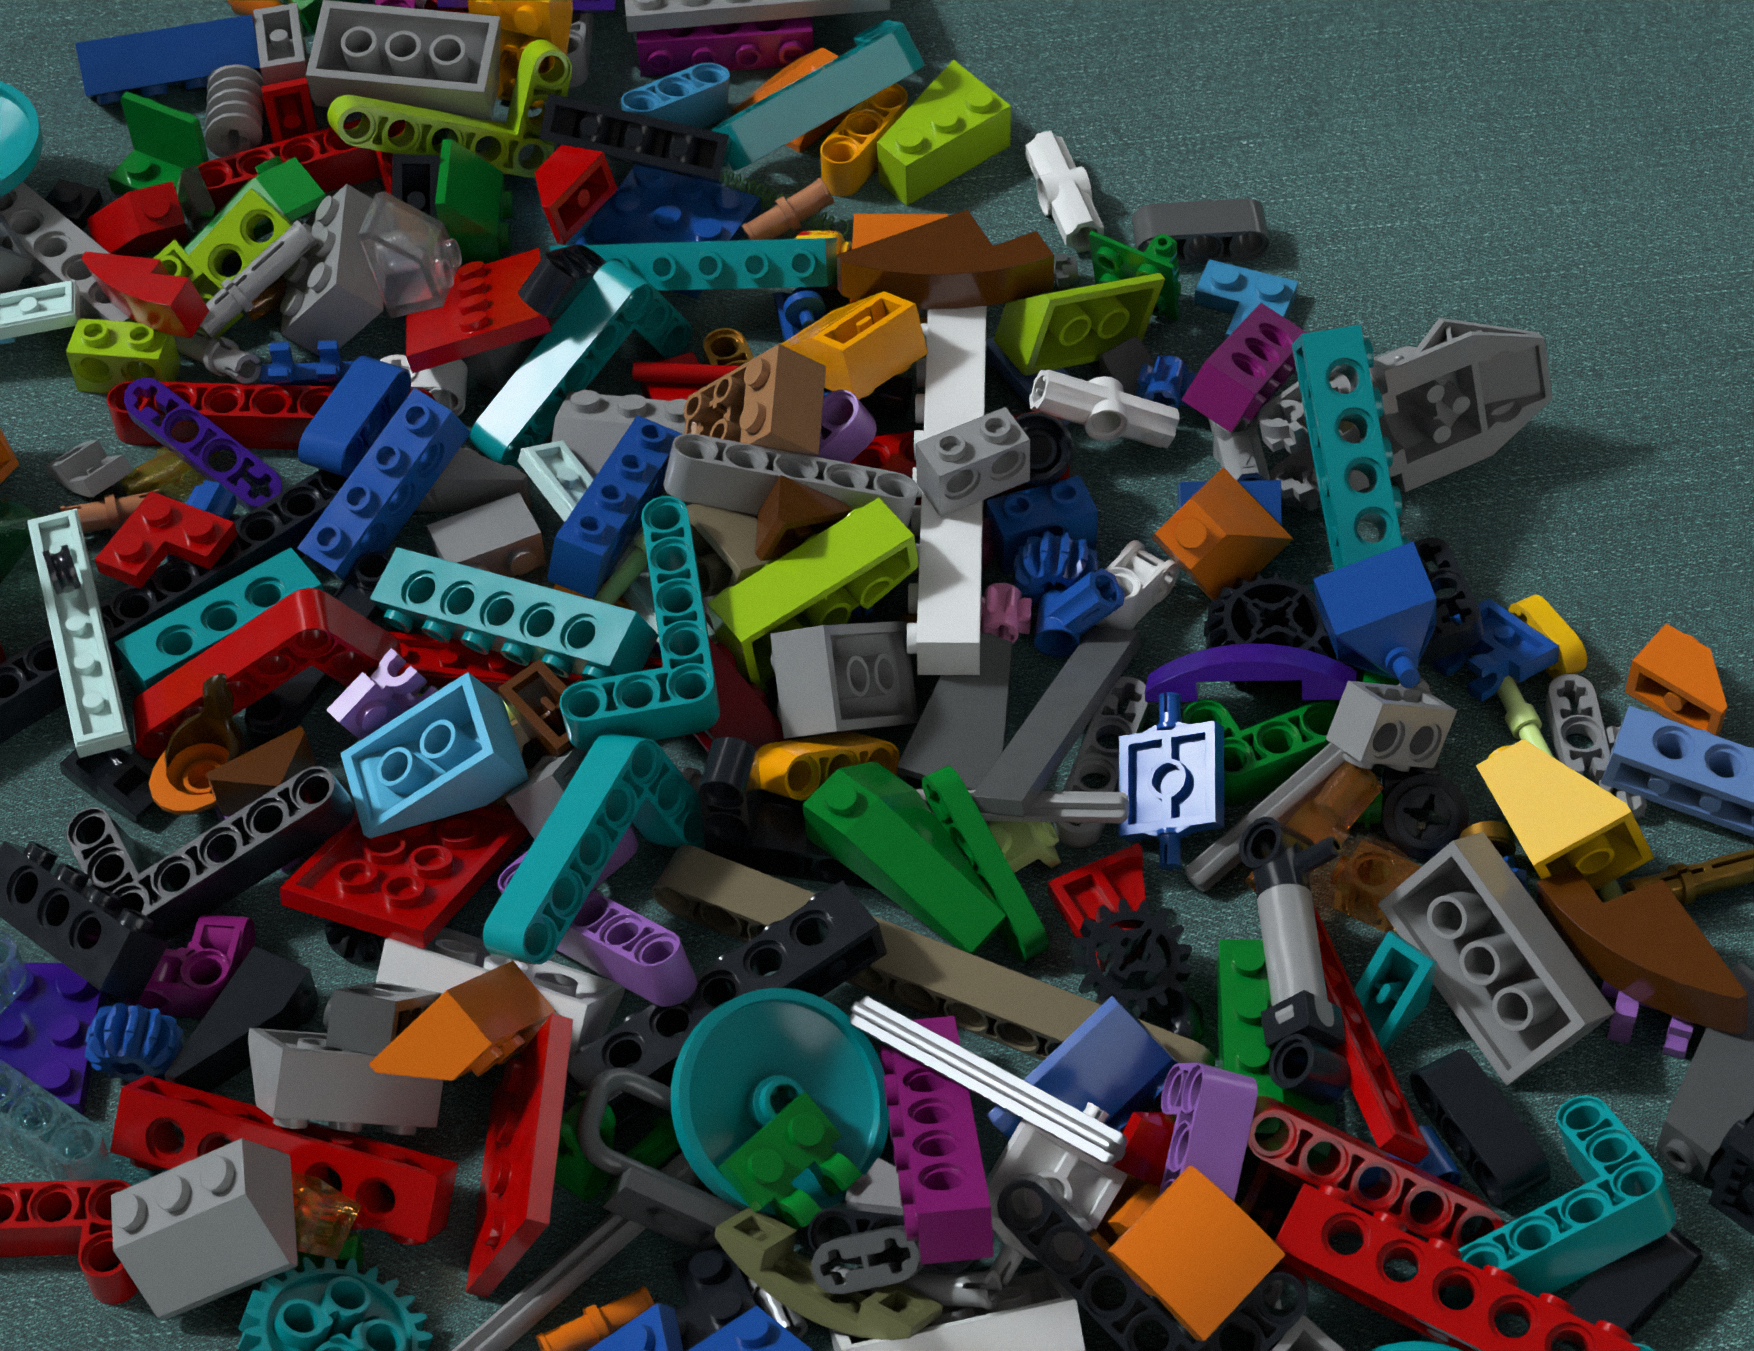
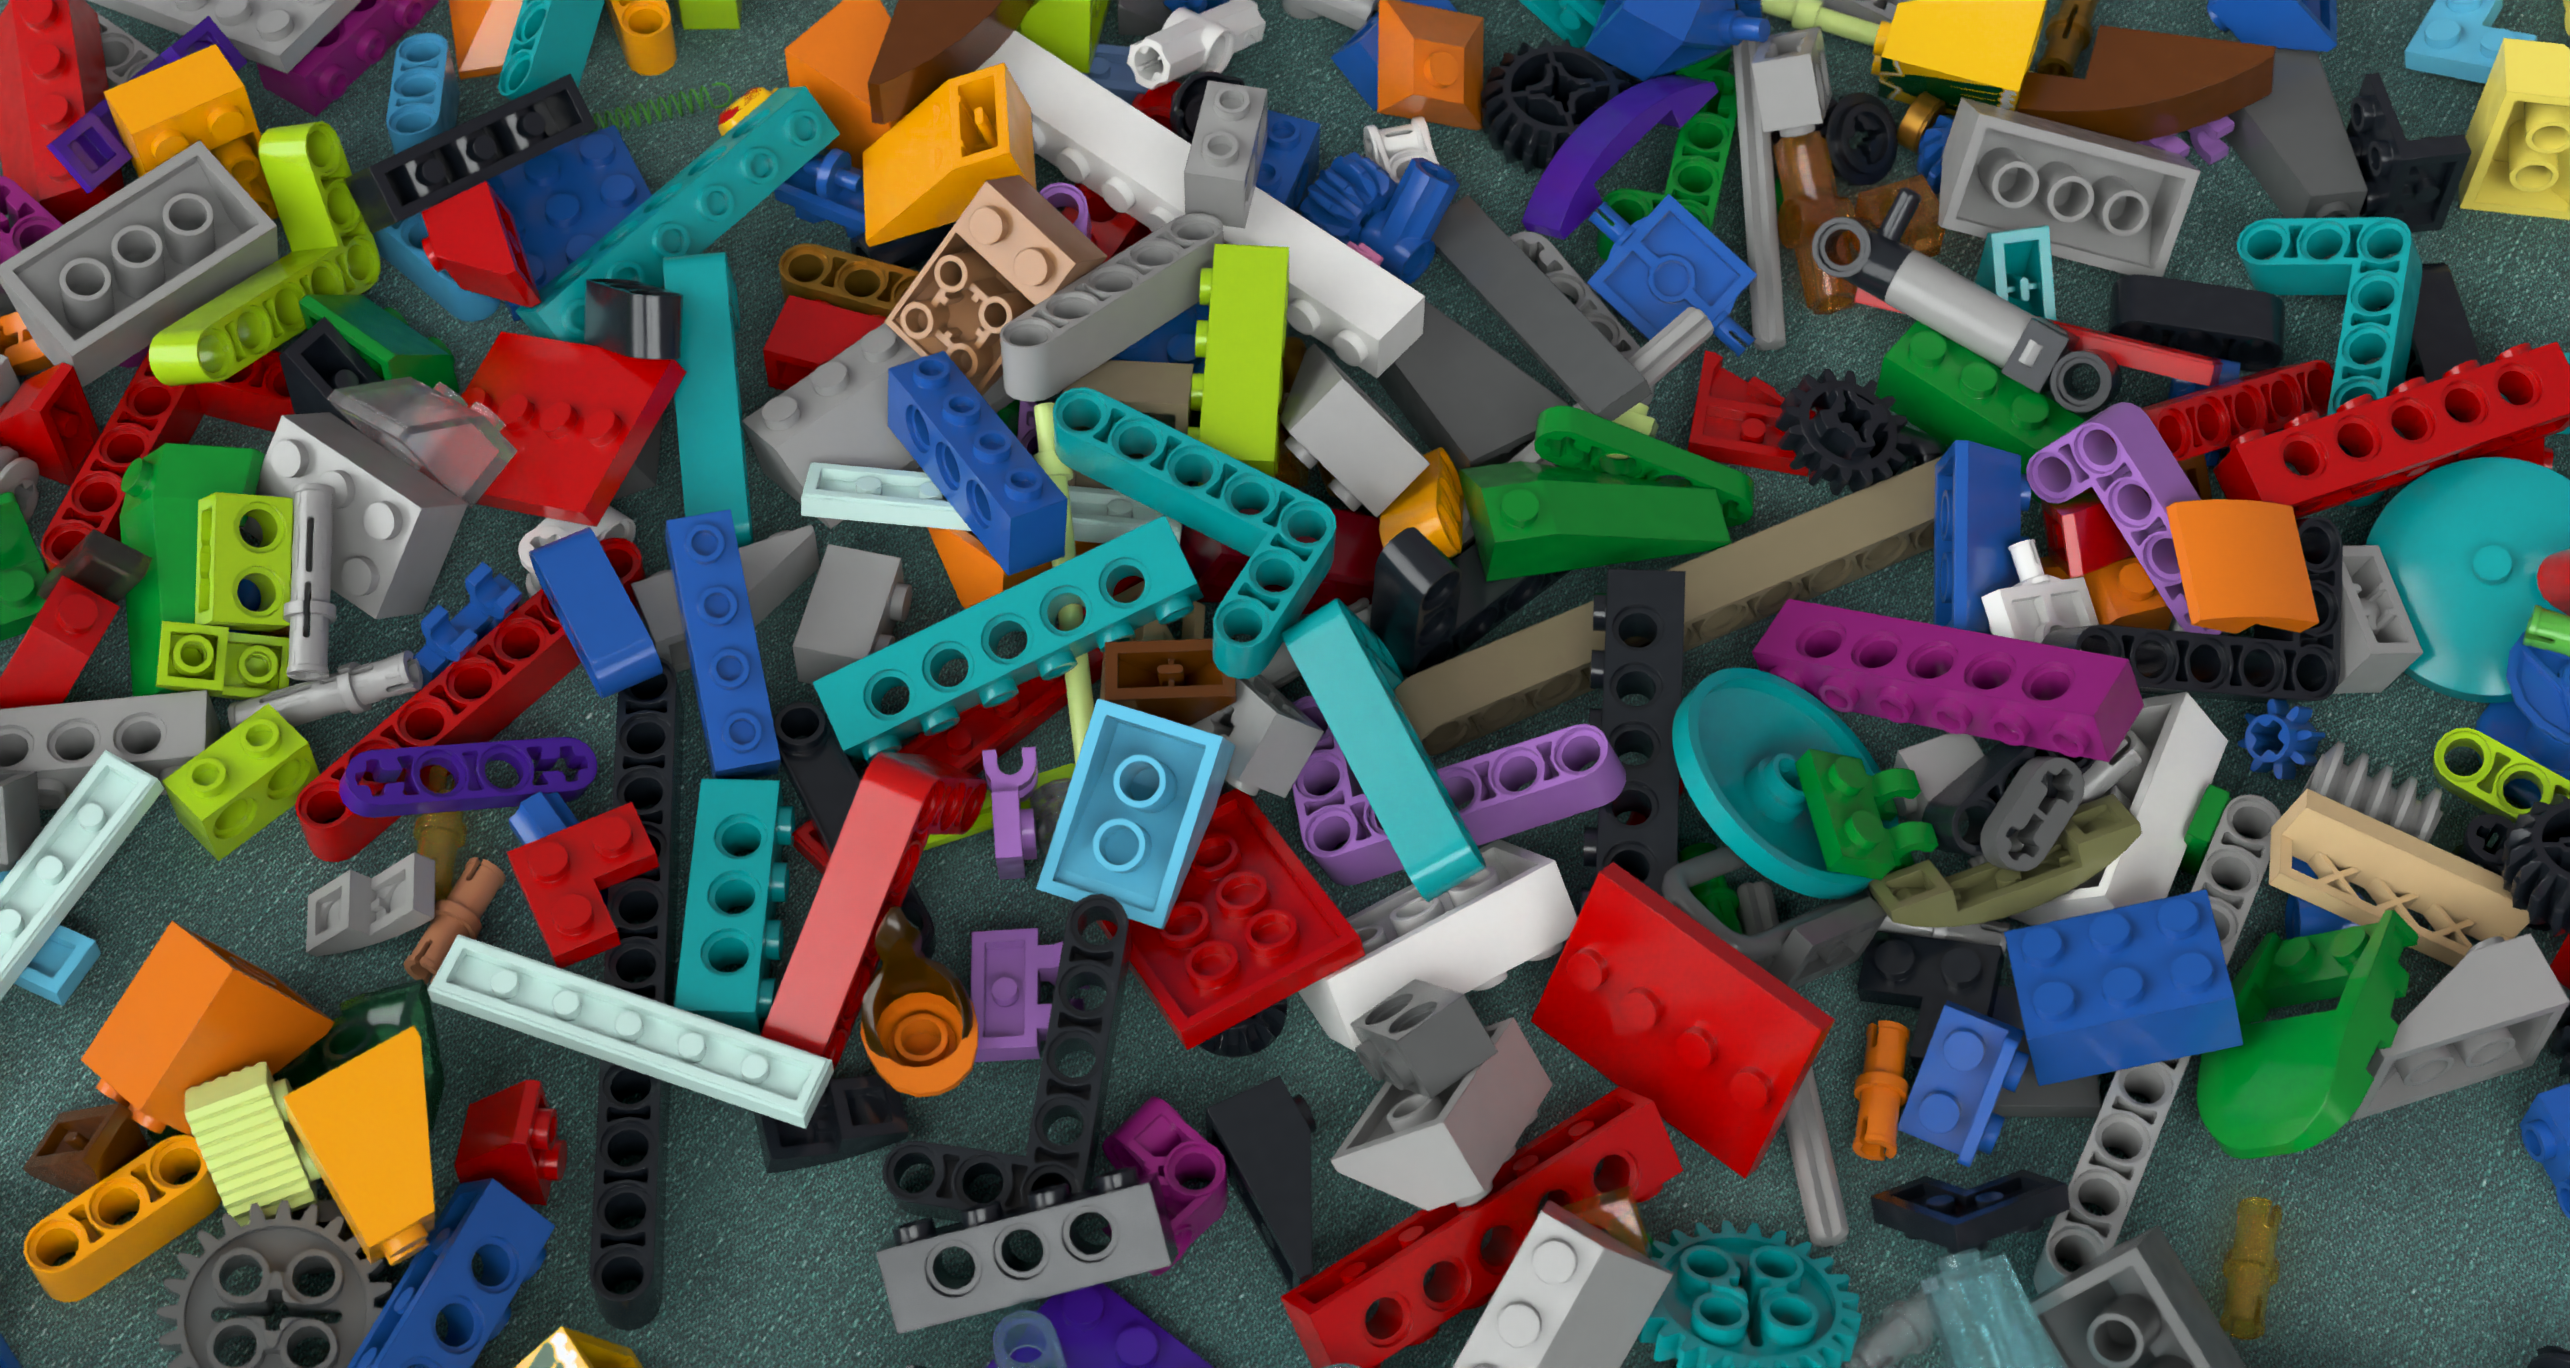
camera: 55 degrees left, 5 degrees up
(61, 569) = (559, 986): black bush -> none
(132, 1042) = (1227, 1287): blue gear -> none
(148, 292) = (221, 689): red slope -> none
(259, 771) = (1008, 976): reddish brown slope -> none
(469, 1028) = (1529, 966): orange slope -> none
(679, 372) = (838, 301): red bar -> none
(789, 212) = (670, 115): nougat pin -> none
(793, 515) = (1161, 328): reddish brown slope -> none
(989, 1081) = (1932, 599): axle -> none

